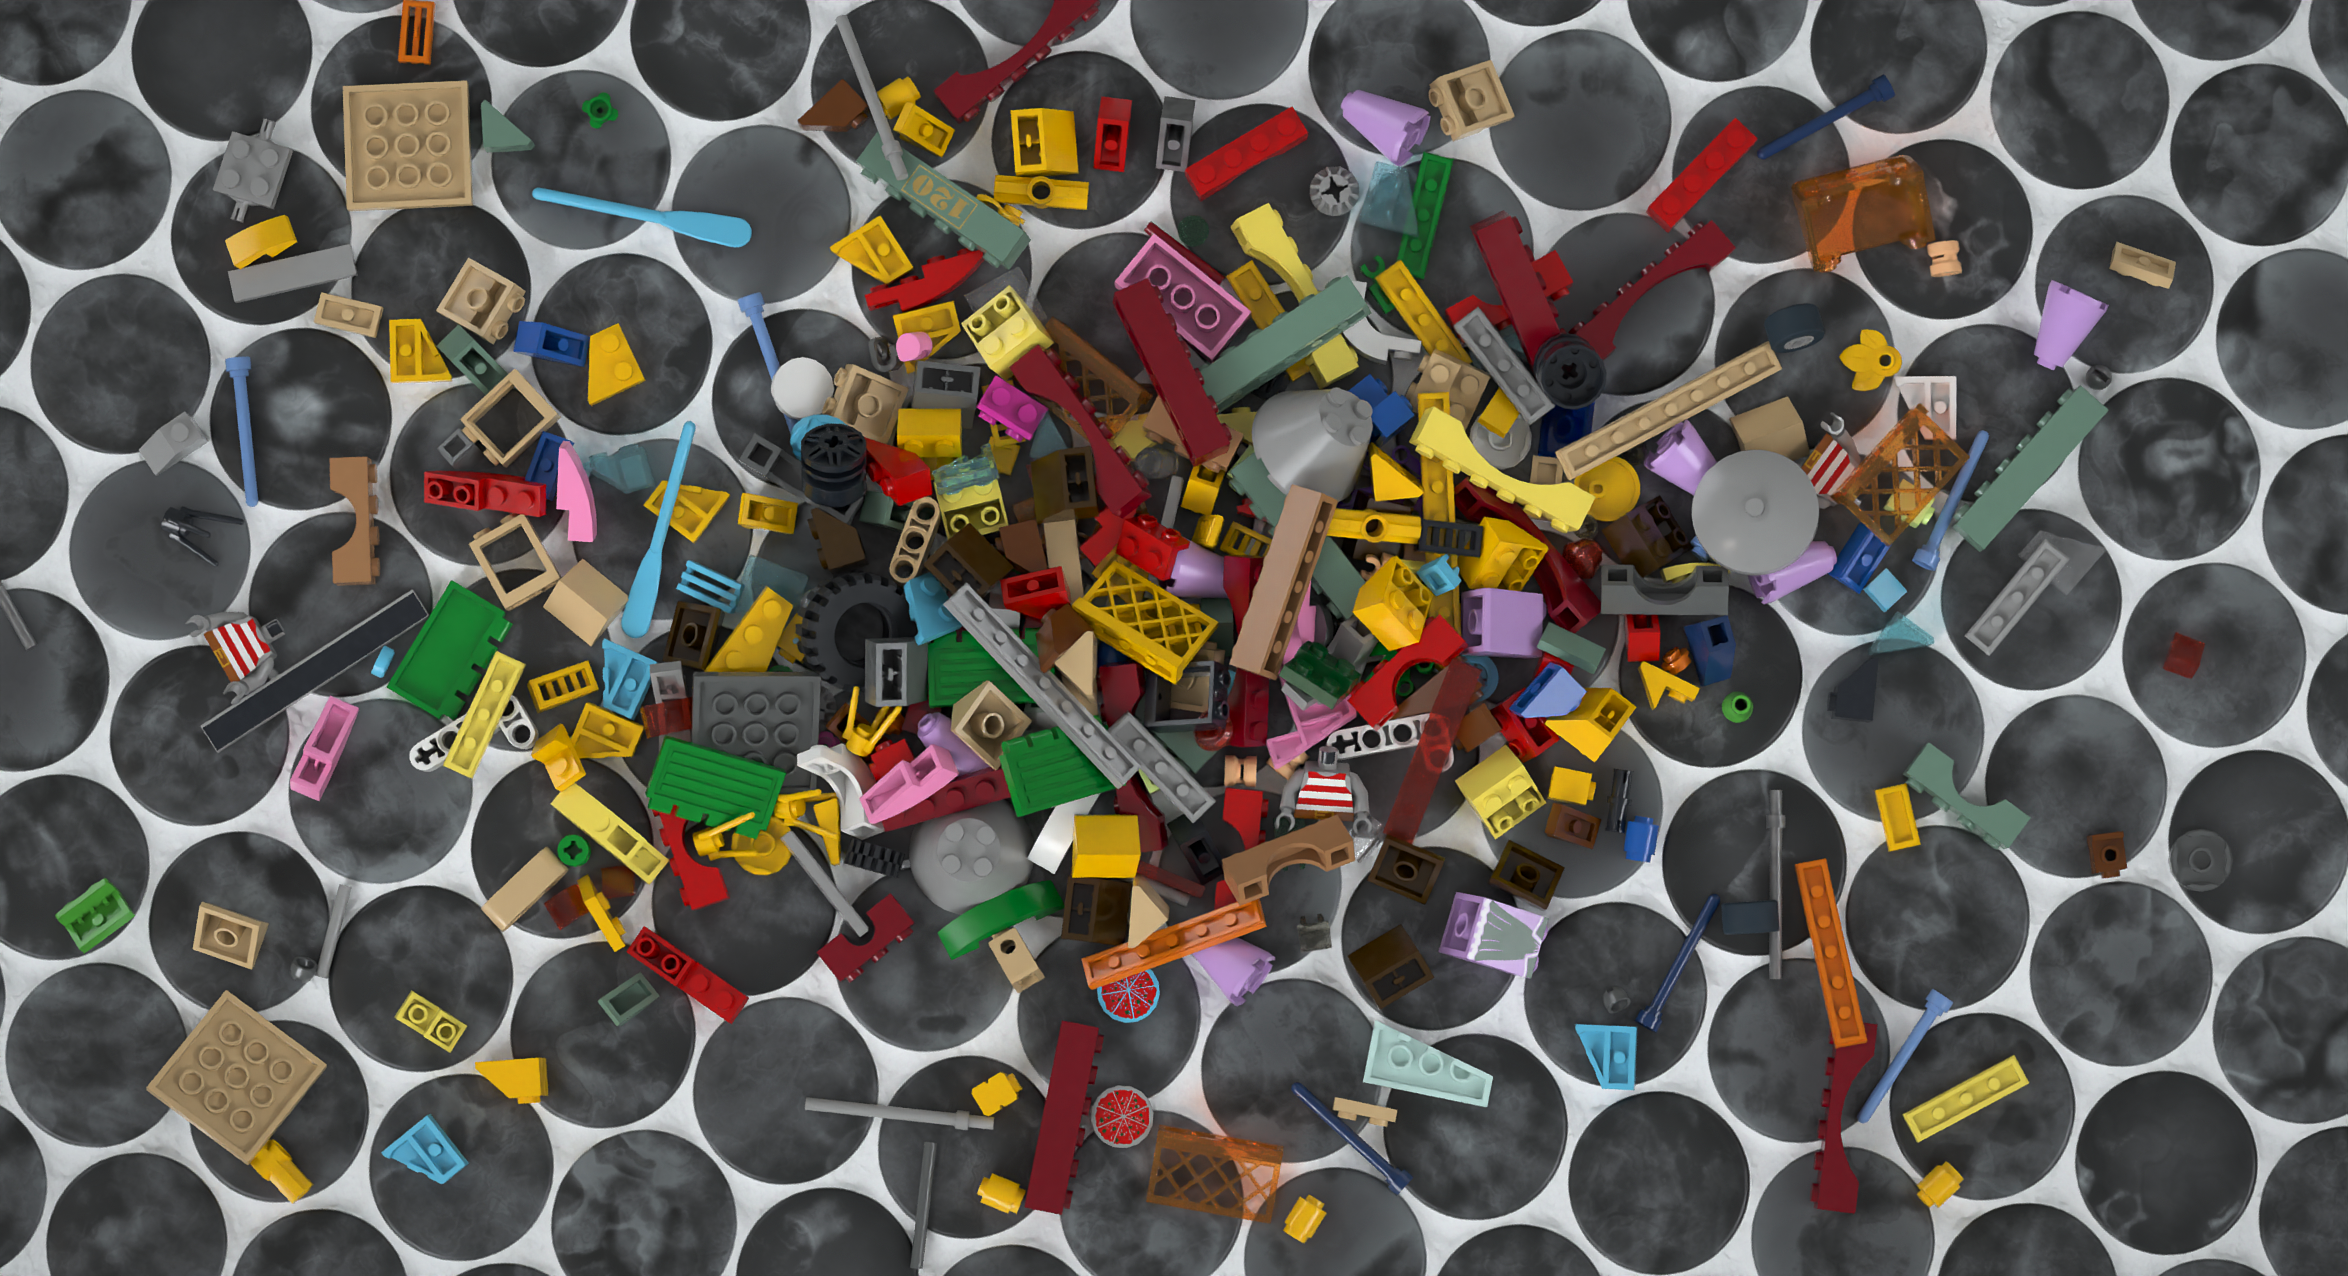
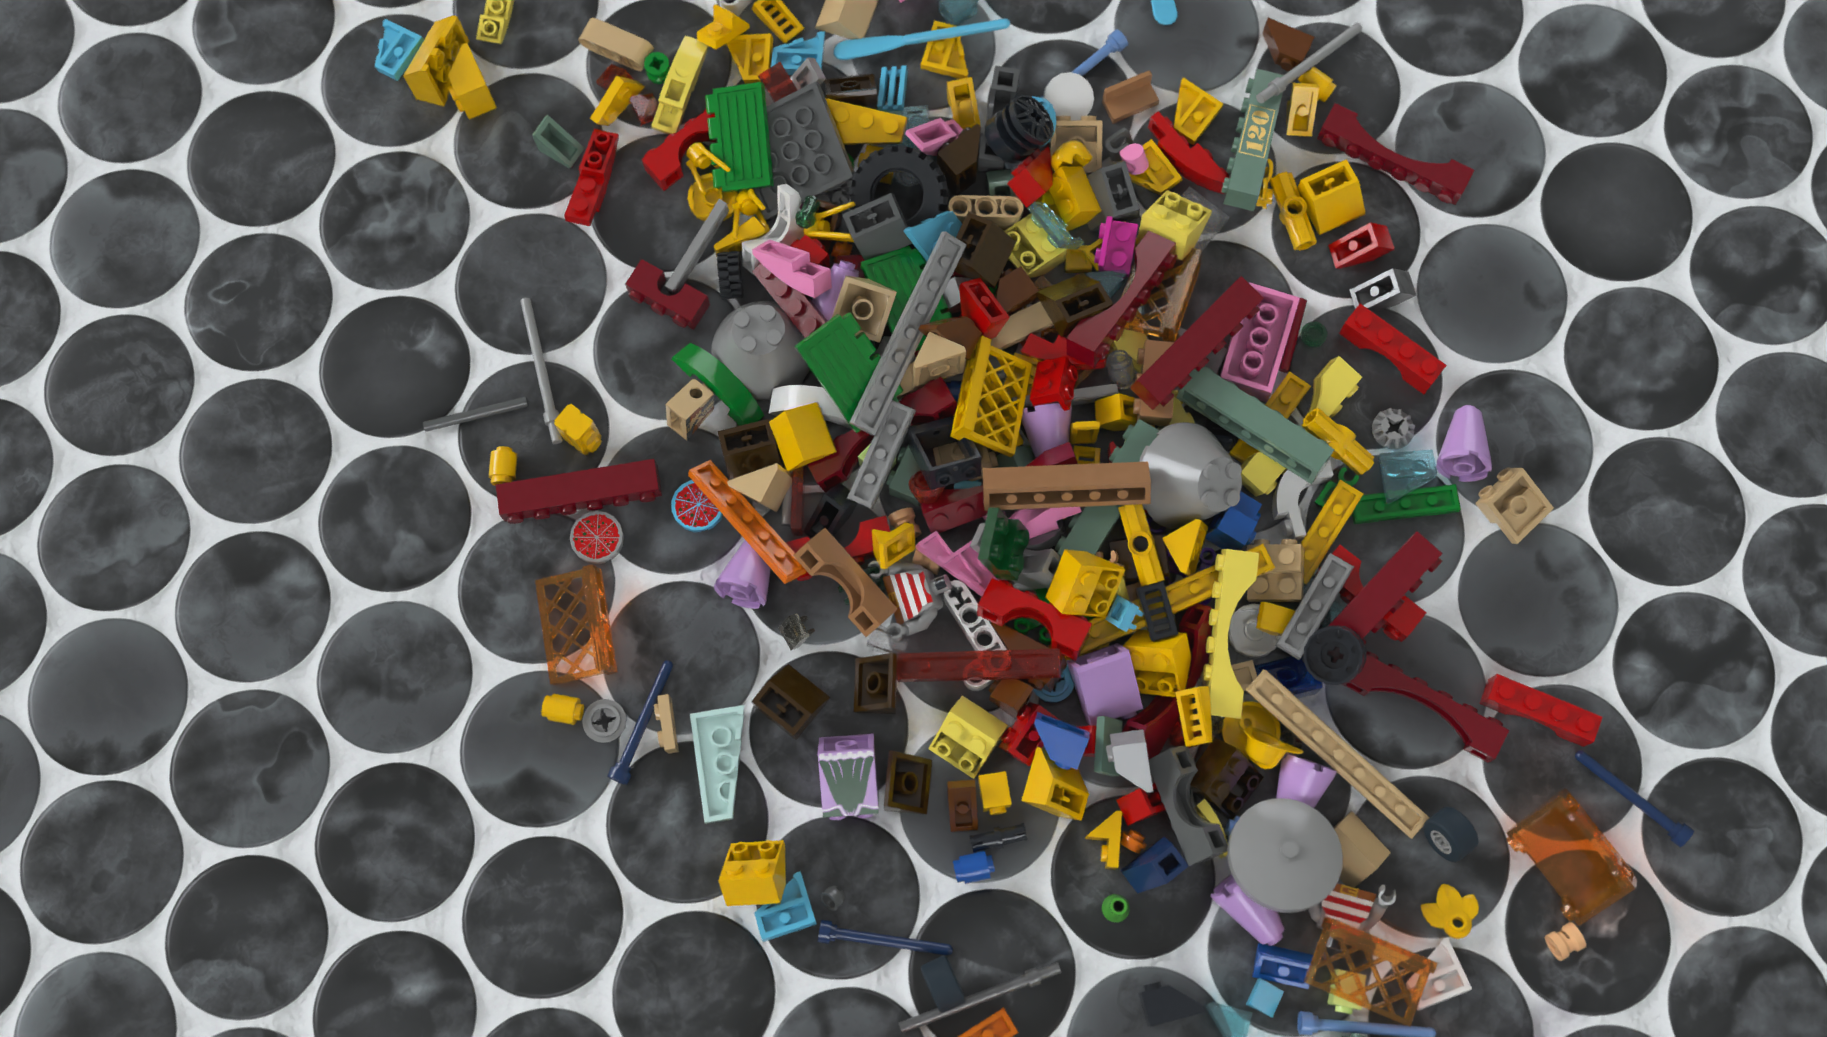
camera: 70 degrees right, 10 degrees down
(467, 1107) = (434, 59): none -> yellow wedge
(802, 560) = (933, 135): none -> bright pink slope
(830, 317) = (1129, 97): none -> medium nougat panel
(848, 747) = (806, 217): none -> clear green pin
(881, 419) = (1070, 153): none -> yellow hair
(1269, 794) = (893, 545): none -> yellow slope
(1331, 261) = (1340, 439): none -> yellow piece
(1343, 1189) = (594, 714): none -> light grey gear
(1561, 1073) = (754, 873): none -> yellow slope
(1569, 531) = (1203, 706): none -> yellow slope
(1595, 630) = (1131, 758): none -> light grey slope
(1635, 480) = (1265, 748): none -> yellow piece

